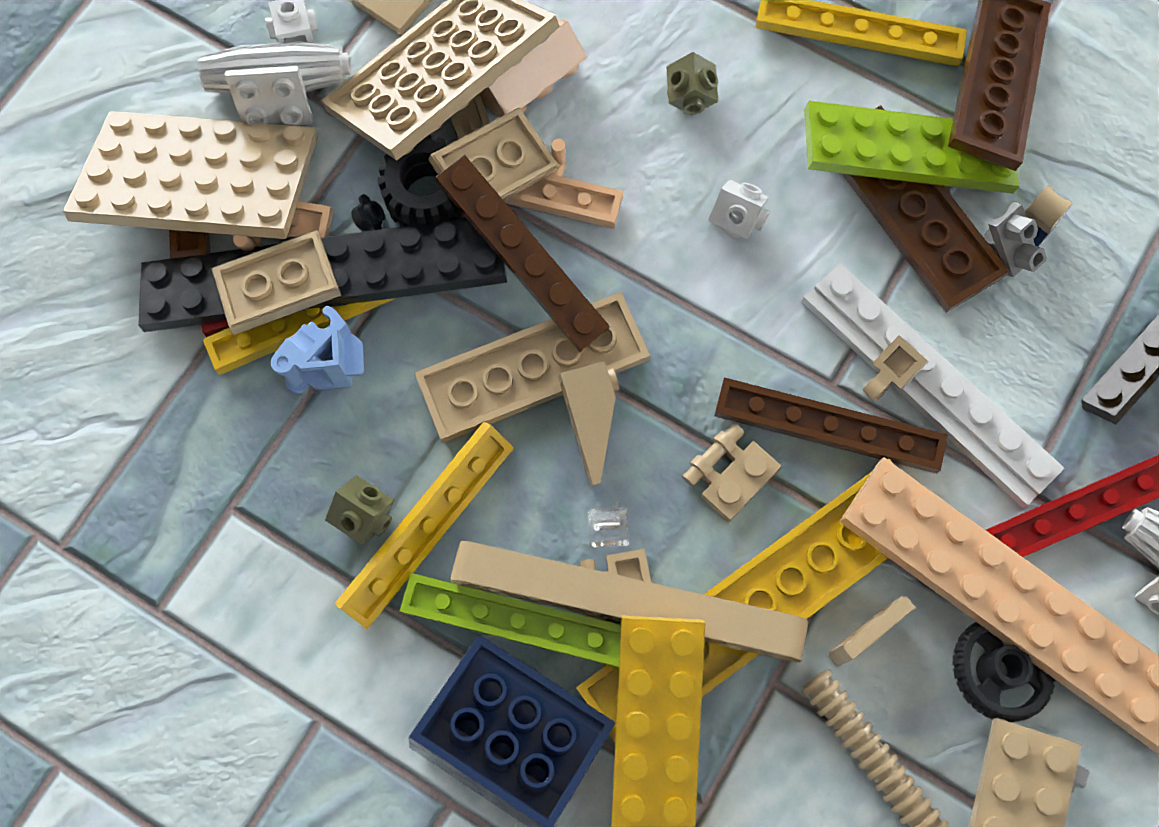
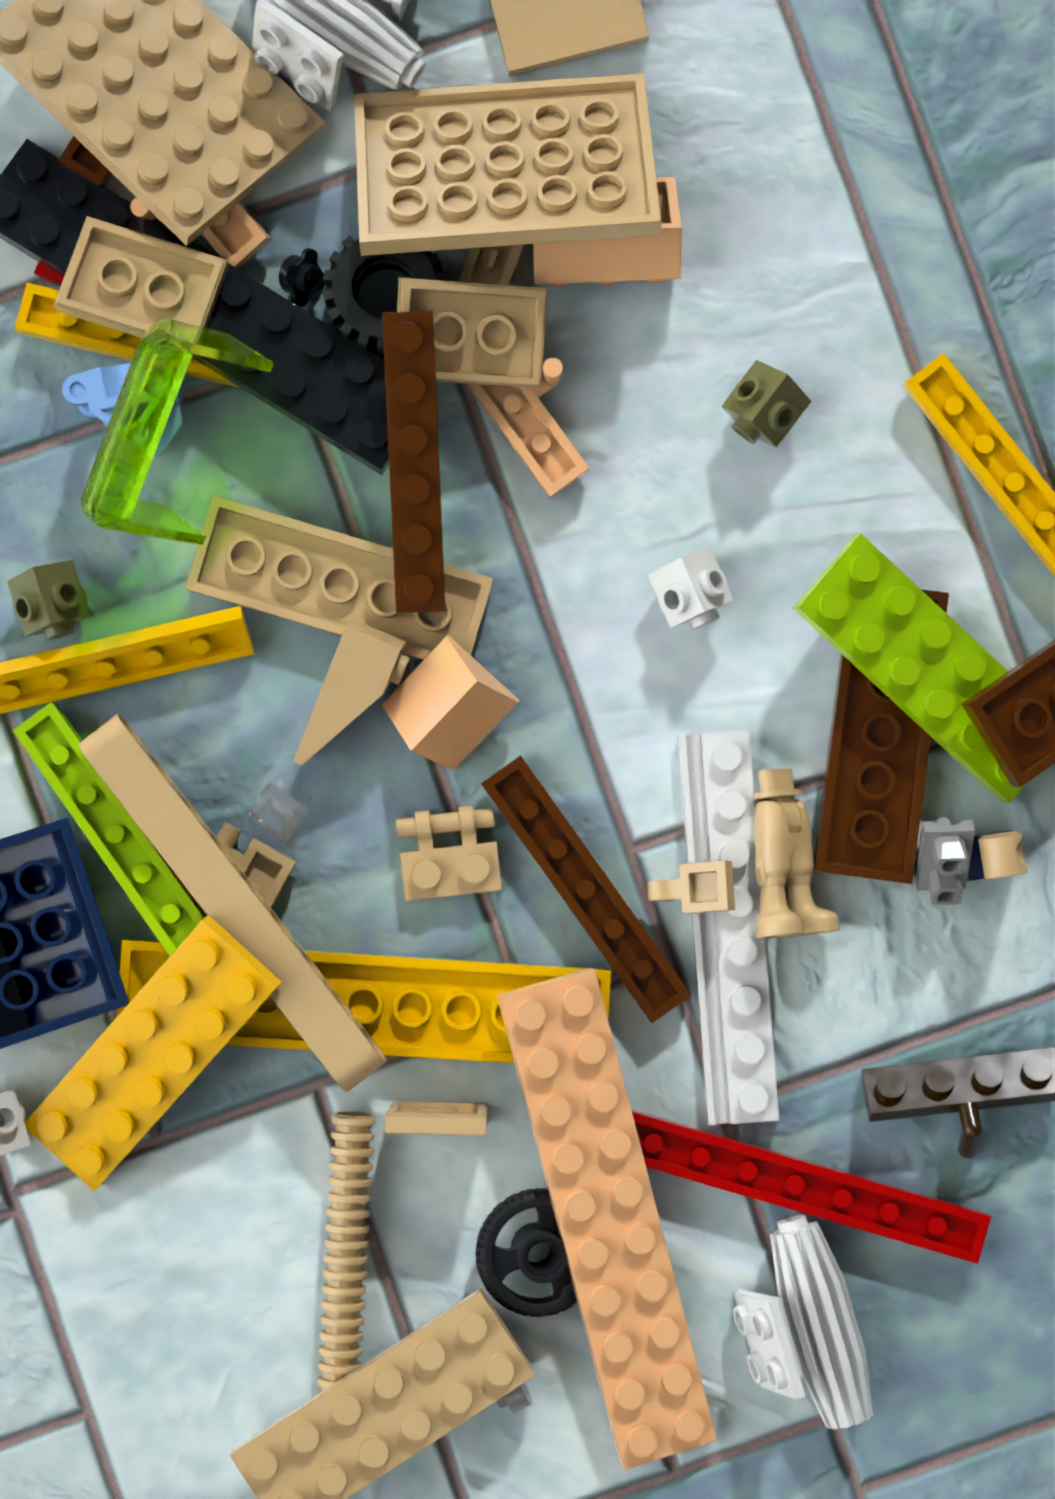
camera: 40 degrees right, 15 degrees up
(338, 338) = (139, 422): none -> clear neon green windscreen
(656, 380) = (448, 705): none -> light nougat slope
(930, 316) = (785, 859): none -> tan piece

